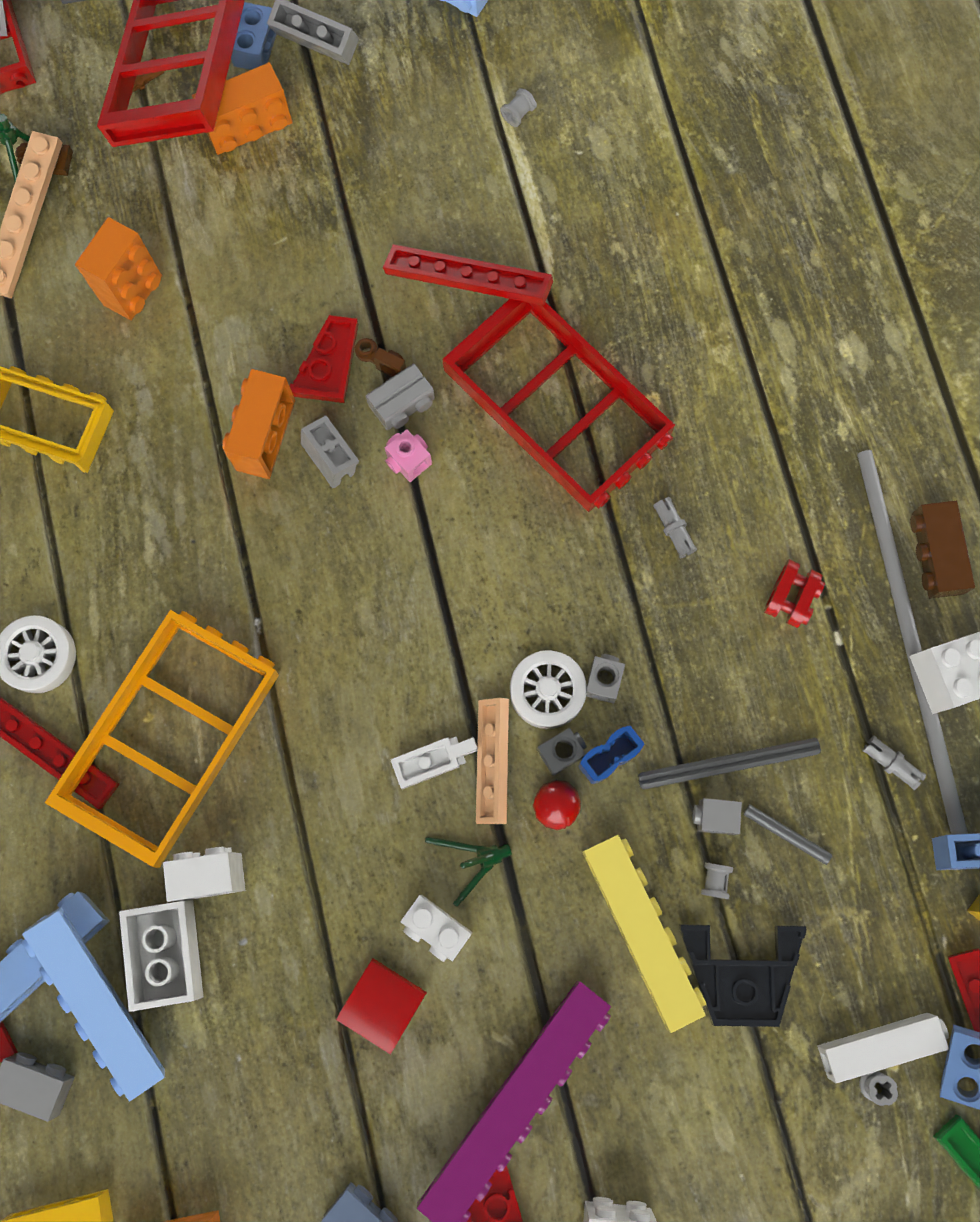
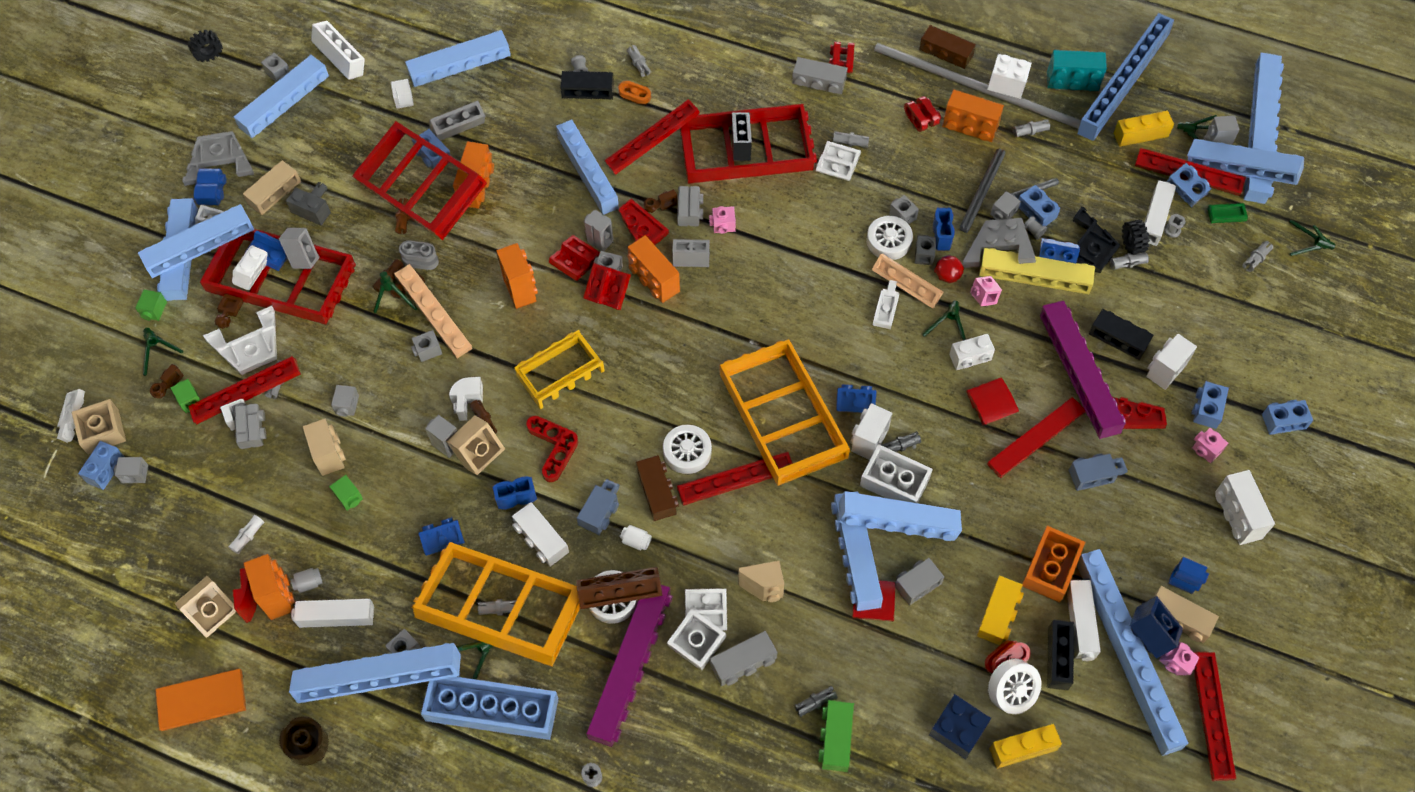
camera: 55 degrees left, 15 degrees down
(55, 127) = (393, 268): none -> reddish brown pin
(87, 138) = (419, 255): none -> light grey brick
(199, 386) = (607, 286): none -> red slope
(223, 317) = (574, 257): none -> red slope
(226, 356) = (613, 260): none -> light grey brick
(229, 923) = (902, 443): none -> dark grey pin
(255, 817) = (855, 399): none -> blue bracket
(269, 315) = (598, 230): none -> light grey brick
(364, 231) = (587, 167): none -> light blue brick
(368, 1104) = (1036, 437): none -> red tile
(496, 137) = (587, 85): none -> black brick
(531, 204) = (637, 93): none -> orange plate
(550, 383) = (741, 136): none -> black brick
(550, 881) = (986, 291): none -> bright pink brick
(587, 170) = (638, 61): none -> light grey pin
(624, 1124) = (1121, 334): none -> black brick
(625, 535) = (838, 161): none -> white slope
(663, 844) = (1001, 235): none -> light grey wing
(693, 946) = (1059, 250): none -> blue bracket
(747, 413) = (819, 75): none -> light grey brick
(748, 860) = (1037, 204): none -> medium blue brick
(763, 1055) = (1129, 260): none -> light grey pin
(806, 1043) = (1135, 236): none -> black tyre
(808, 405) = (836, 50): none -> red brick
(838, 668) = (972, 115): none -> orange brick

